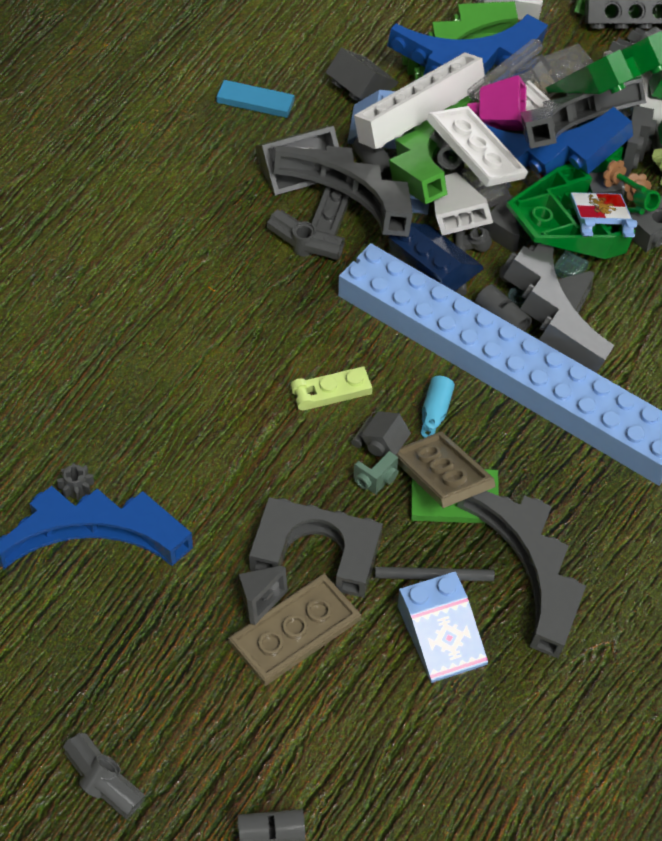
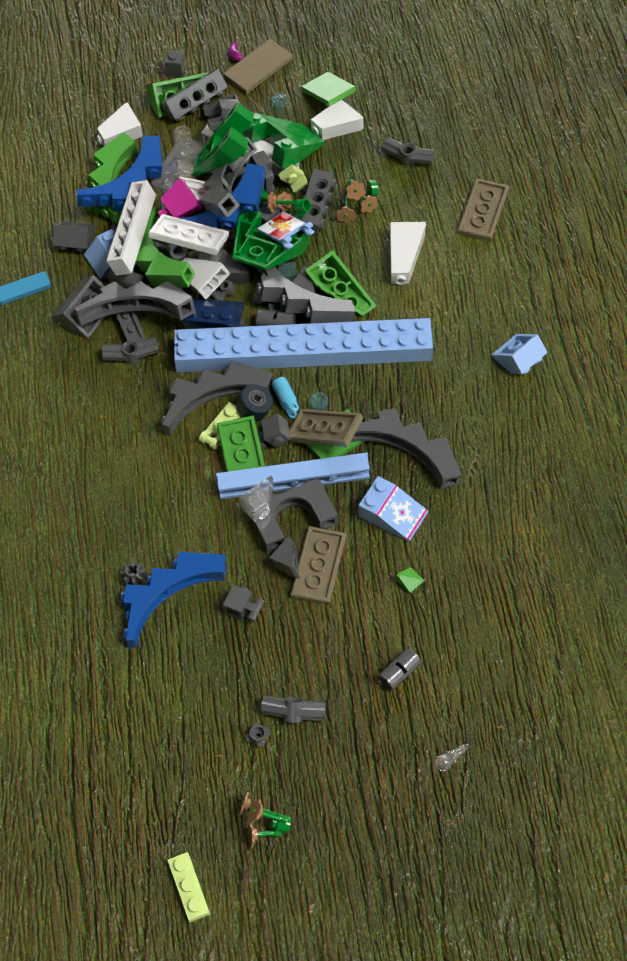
camera: 35 degrees left, 5 degrees up
(36, 766) = (258, 729): none -> dark grey plate
(161, 603) = (240, 601): none -> dark grey brick
(286, 495) = (258, 499): none -> clear slope
(328, 425) = (240, 444): none -> bright green tile
(357, 334) = (210, 386): none -> dark grey arch
(361, 500) = (290, 475): none -> light blue tile
(381, 474) = (292, 452): sand green bracket -> none
(388, 728) = (409, 579): none -> bright green slope
(389, 385) = (254, 401): none -> black wheel
(430, 573) = (362, 486): dark grey bar -> none
(472, 438) = (319, 401): none -> clear light blue tile
(507, 67) = (161, 178): clear axle -> none
(587, 42) = (181, 131): none -> clear tile
(616, 311) = (336, 280): none -> bright green wedge

